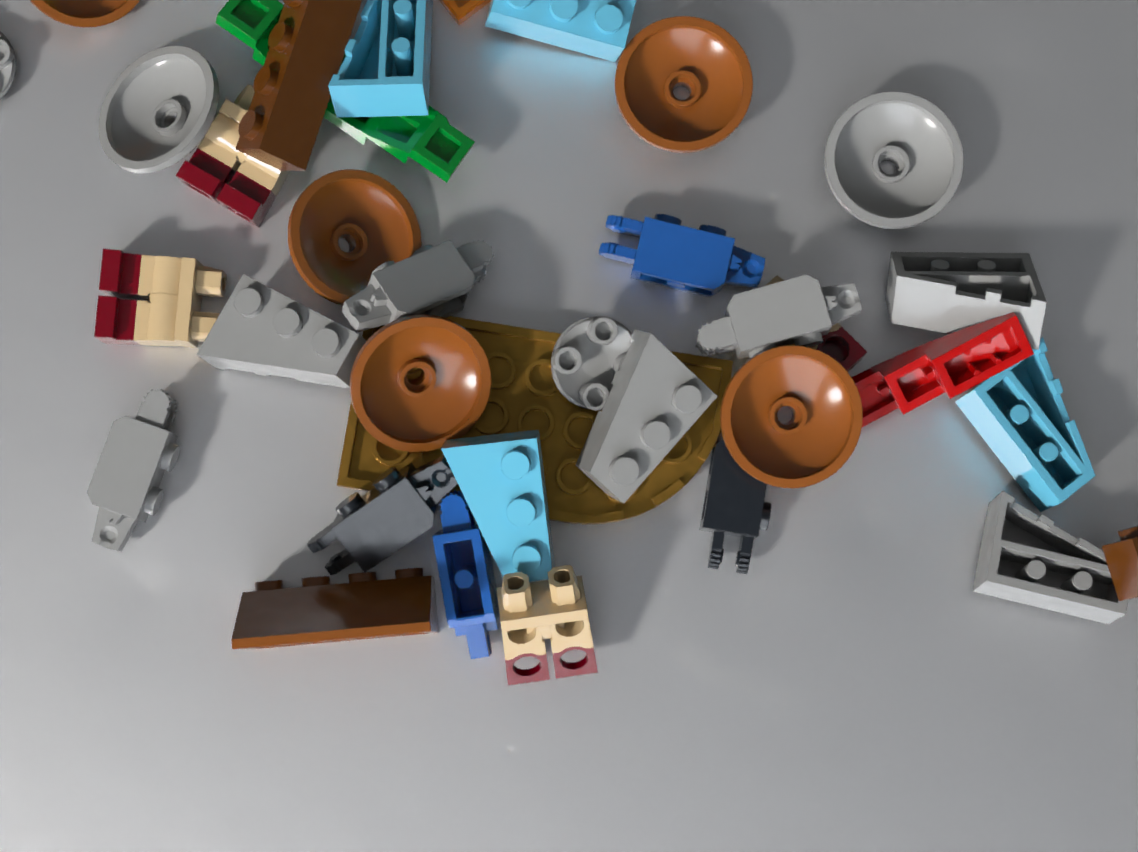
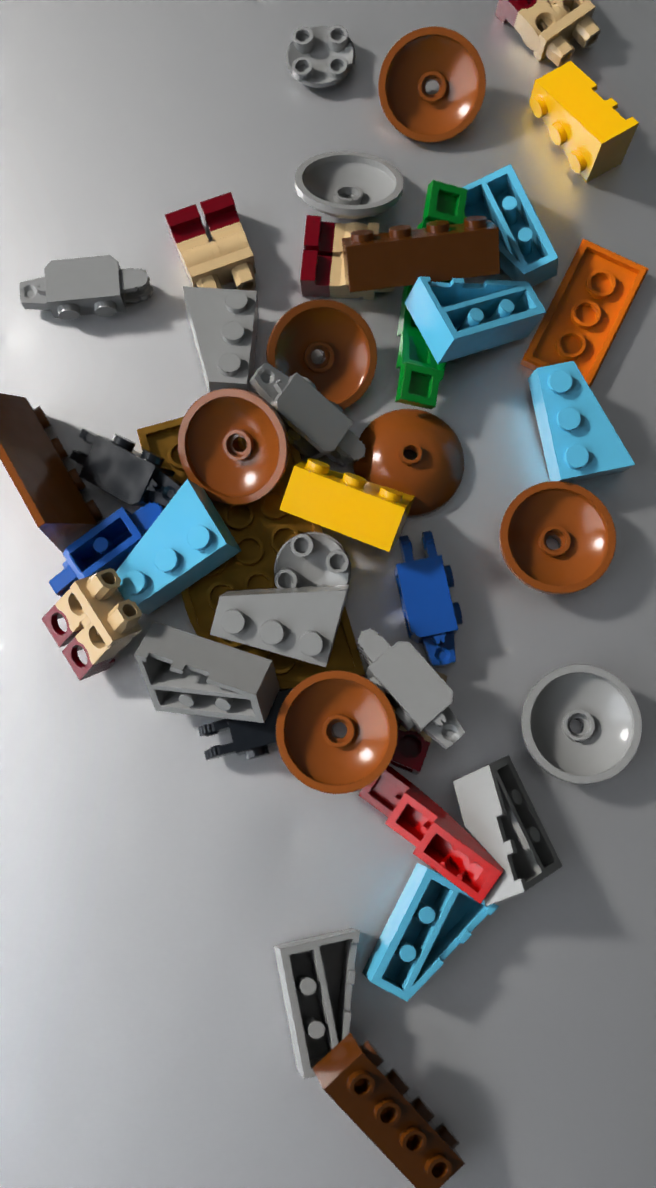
camera: 70 degrees right, 5 degrees down
(522, 232) = (431, 475): none -> dark orange dish
(546, 288) = (346, 504): none -> yellow wedge
(664, 529) = (205, 676): none -> light grey wedge

